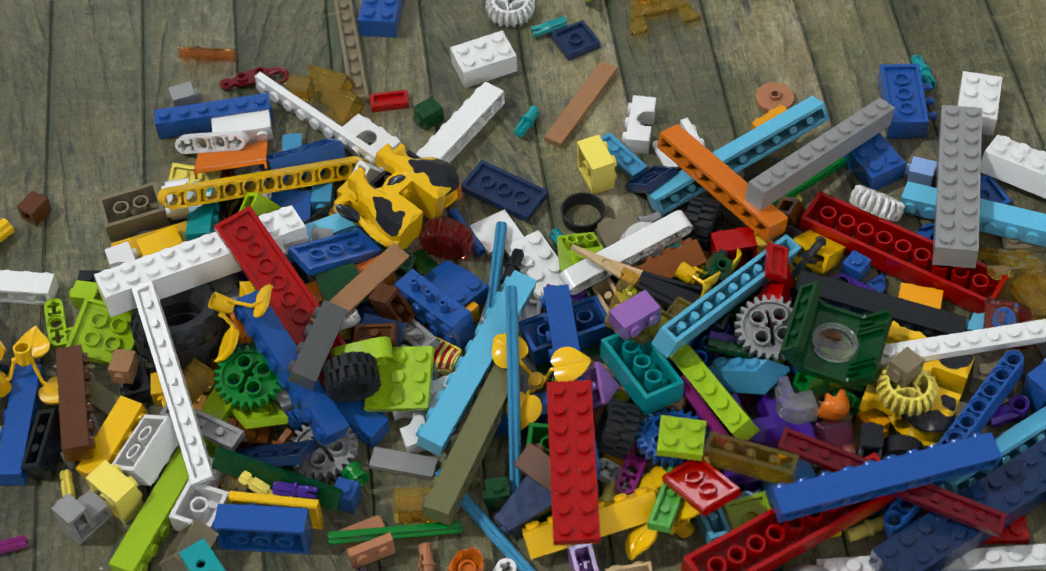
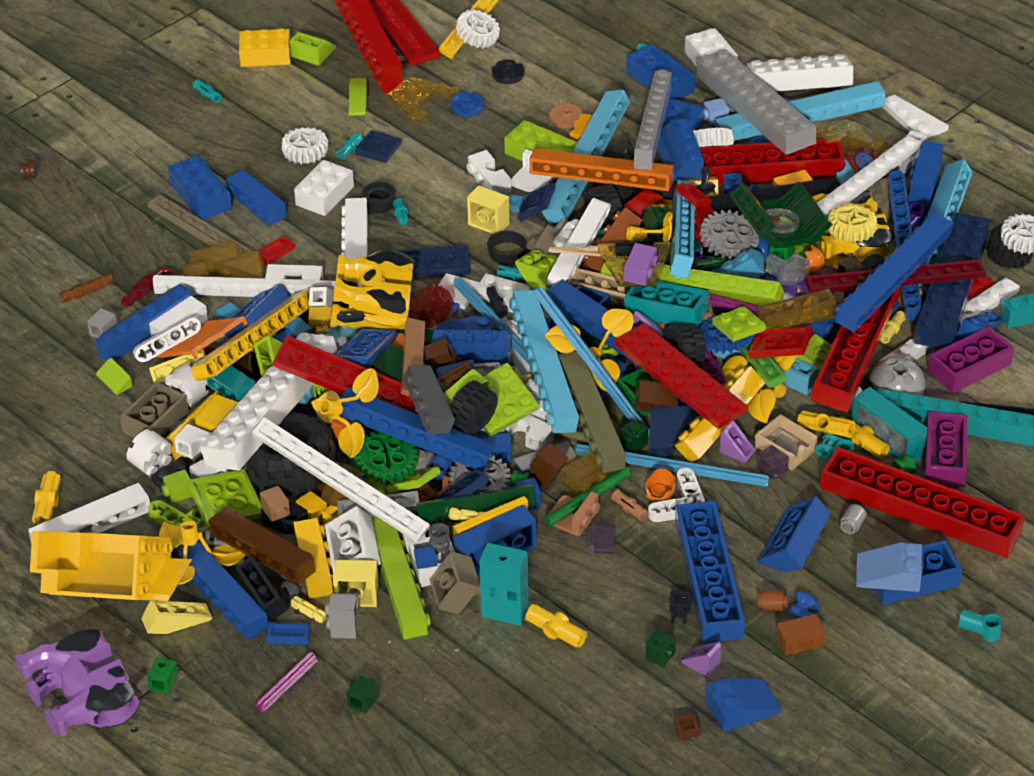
camera: 40 degrees left, 10 degrees down
(31, 503) = (288, 633): none -> blue tile
(34, 208) = (62, 455): reddish brown brick -> none
(89, 247) = (149, 452): none -> white brick
(146, 155) = (114, 377): none -> lime slope
(182, 507) = (425, 557): none -> blue tile
(208, 494) = (439, 537): none -> dark grey wheel
(294, 490) = (500, 499): dark purple axle -> none
(383, 476) = (547, 465): none -> reddish brown brick
(419, 38) = (256, 197): none -> blue brick
(428, 113) = (319, 241): dark green brick -> none
(519, 84) = (379, 188): none -> black tyre
(580, 104) = (428, 184): medium nougat tile -> none
(695, 37) = (467, 104): none -> blue tile
(712, 116) = (532, 136): none -> lime brick
(766, 21) = (508, 72): none -> black tile
(824, 201) = (679, 148): none -> blue slope
(905, 367) = (845, 205): dark tan brick -> none

